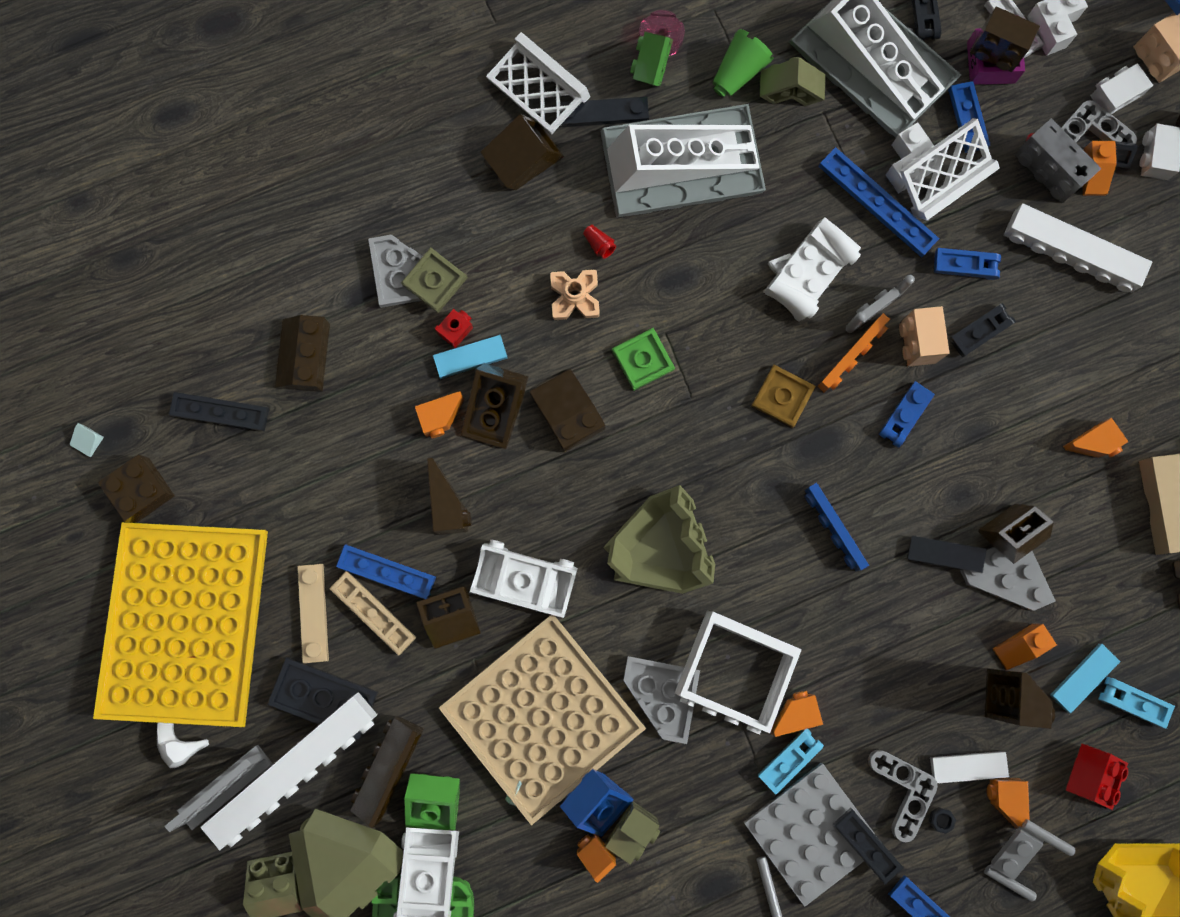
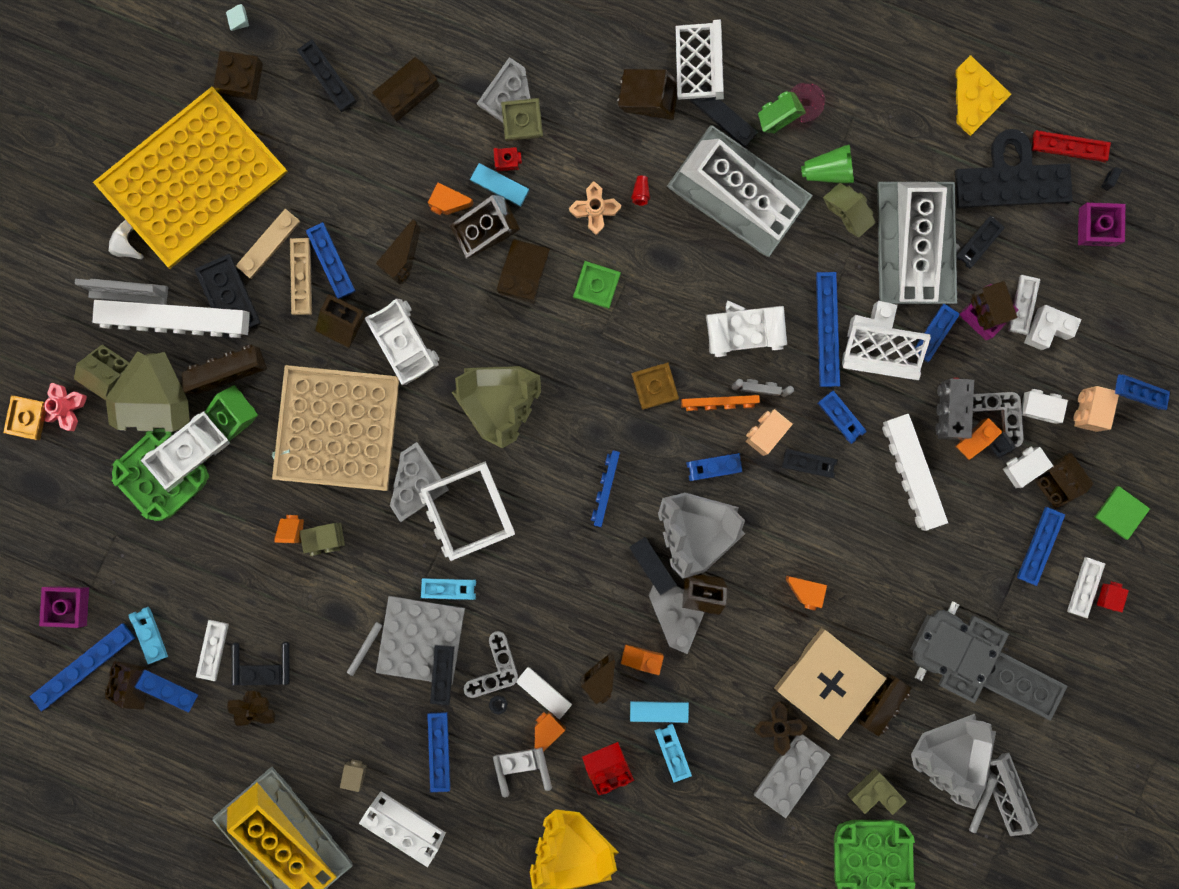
camera: 45 degrees right, 5 degrees up
(596, 803) = (318, 503): blue slope -> none
(797, 714) = (477, 568): orange slope -> none
(954, 483) = (698, 531): none -> light grey panel

